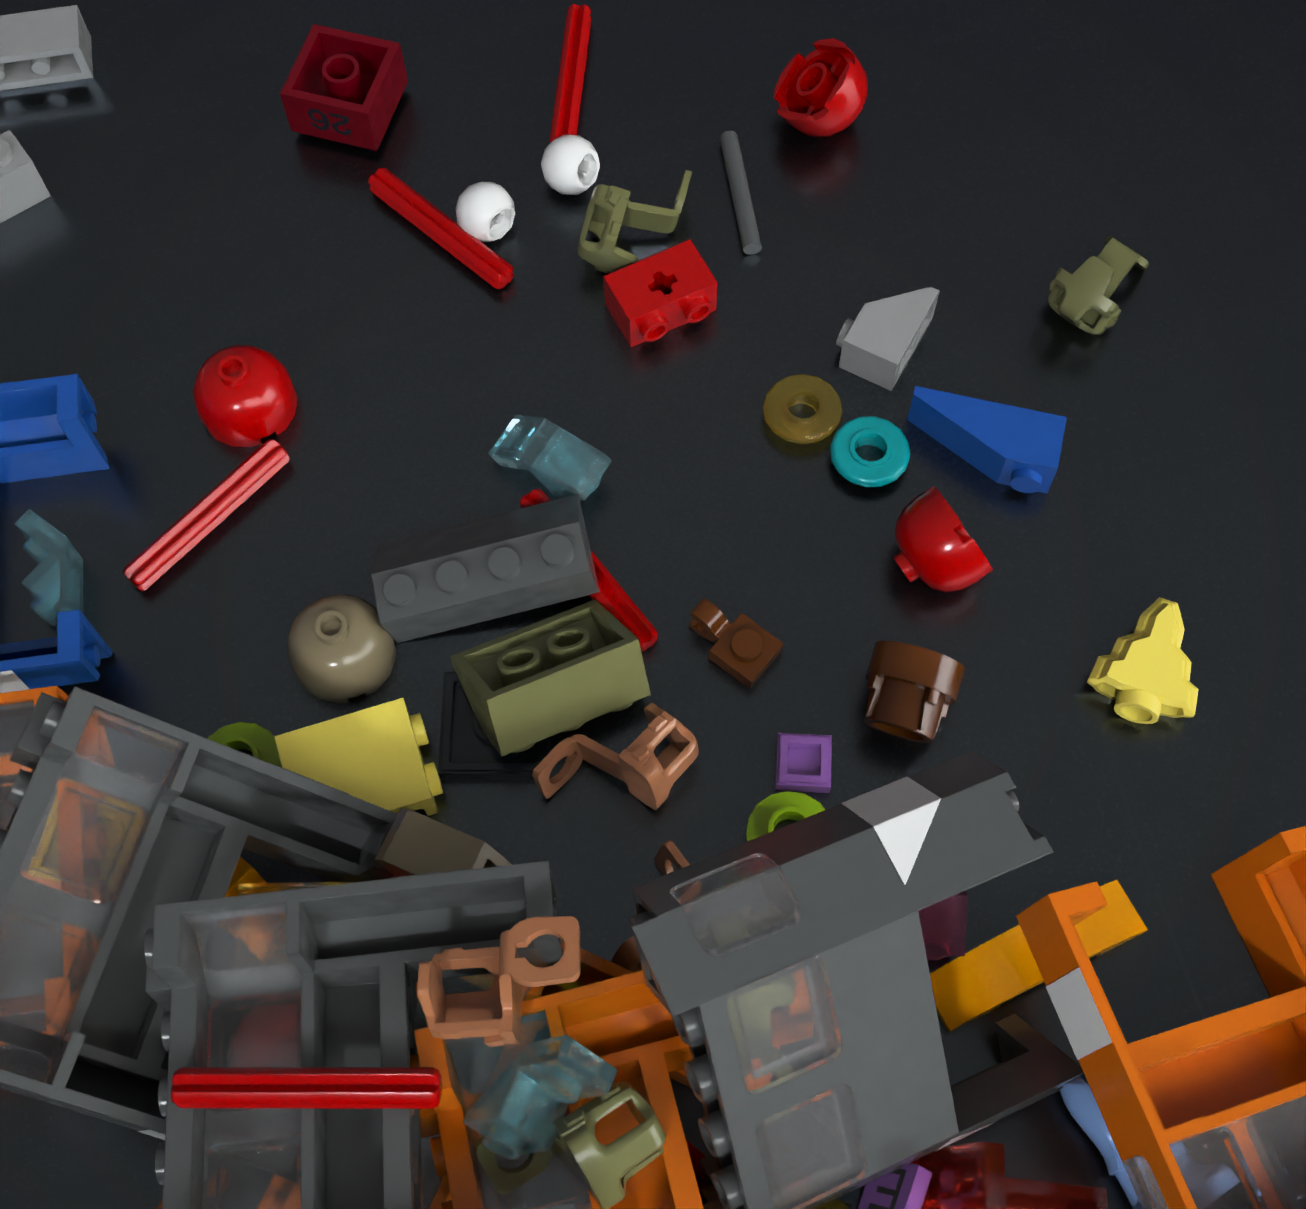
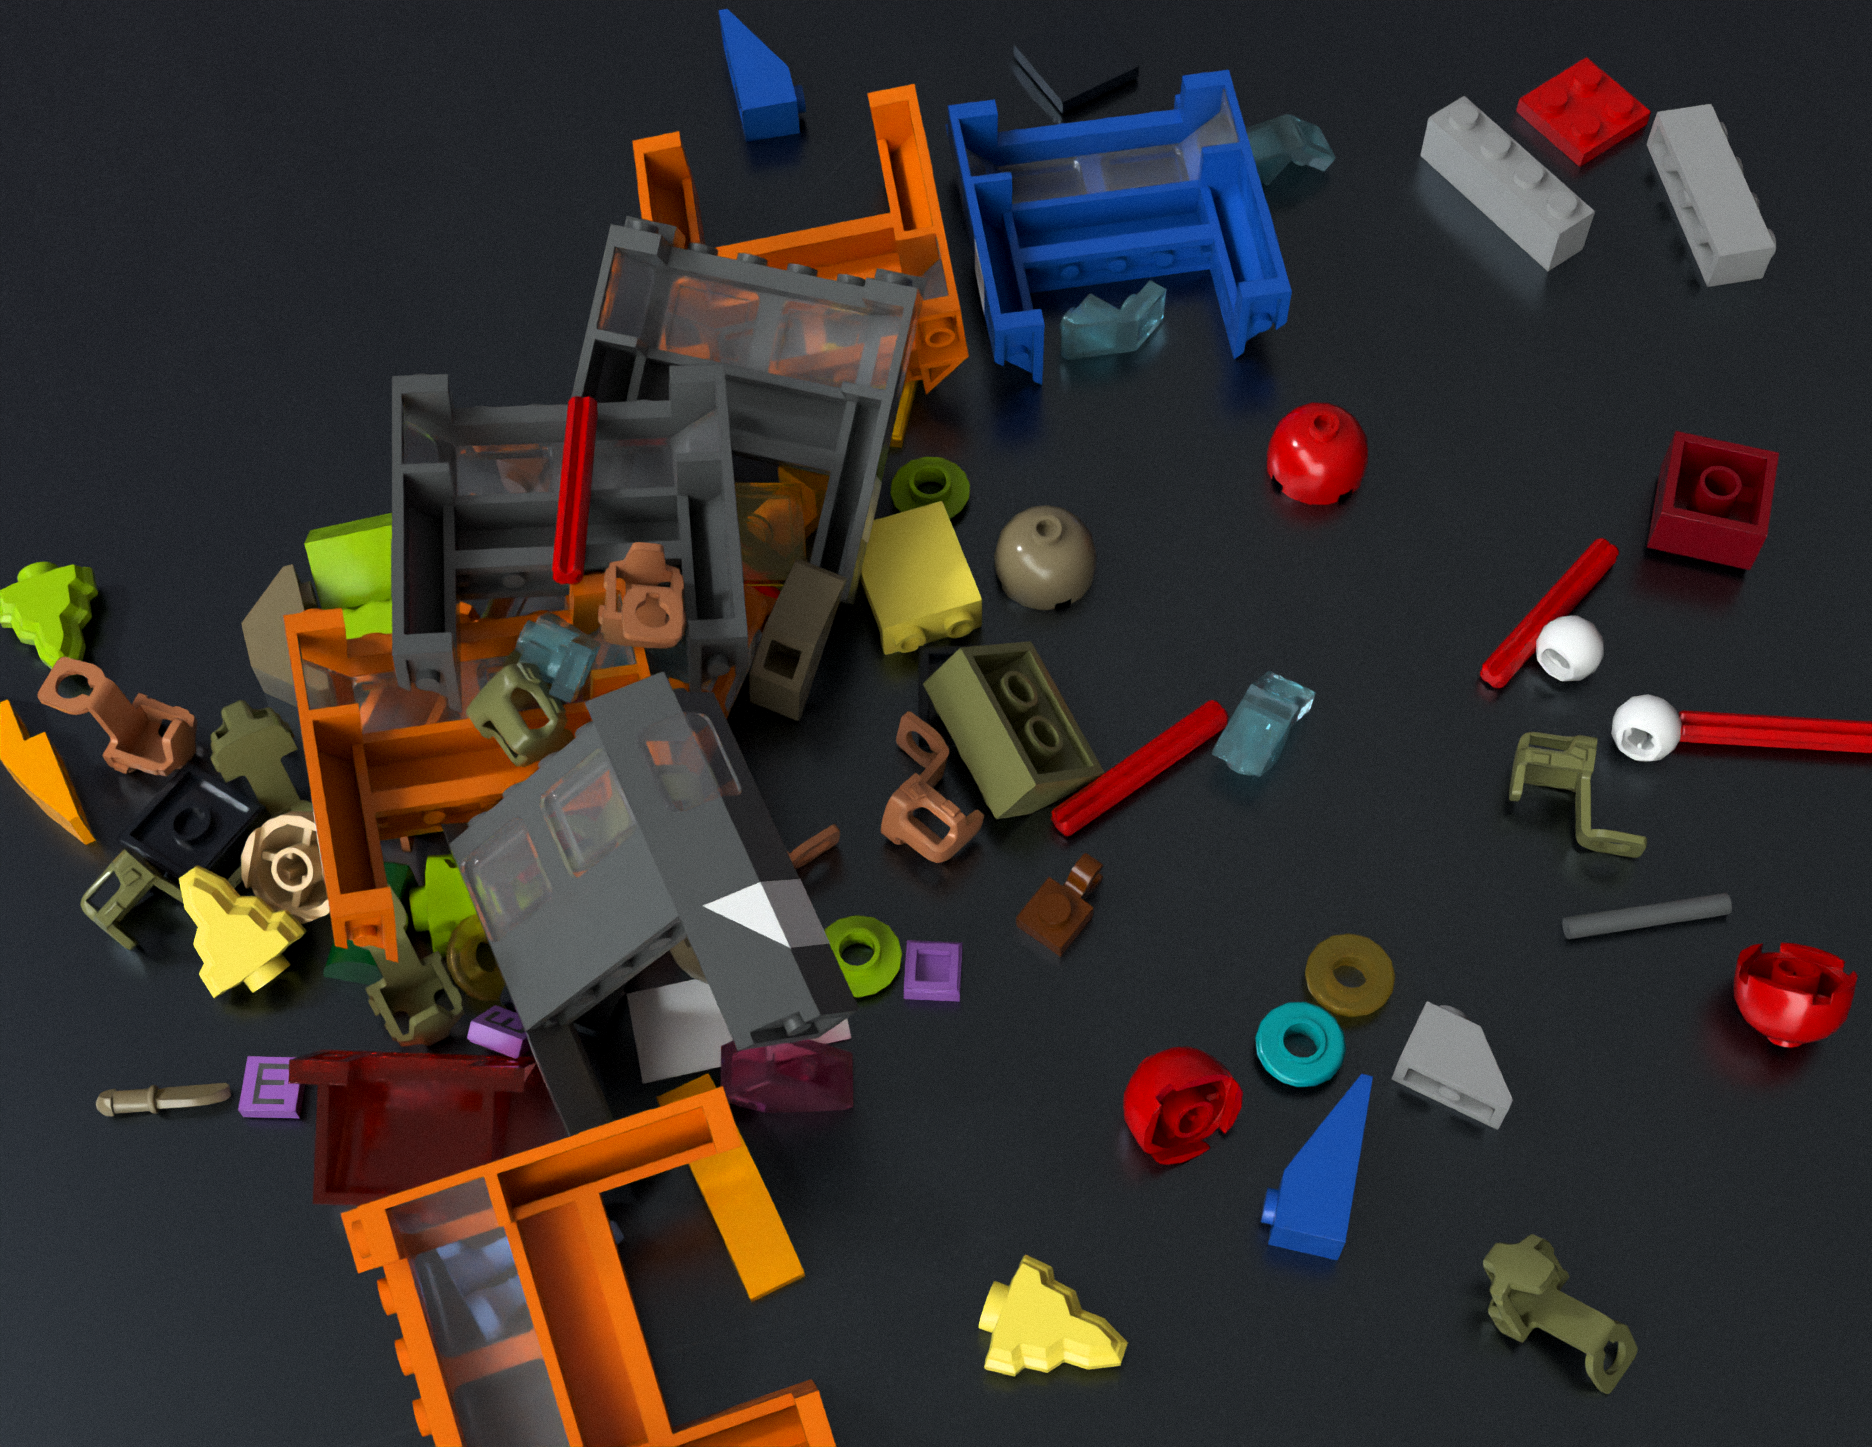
camera: 90 degrees right, 5 degrees down
(206, 515) = (1185, 439): axle -> none
(483, 569) = (1130, 665): dark grey slope -> none
(660, 293) = (1482, 825): red brick -> none
(910, 690) = (1000, 1059): reddish brown piece -> none

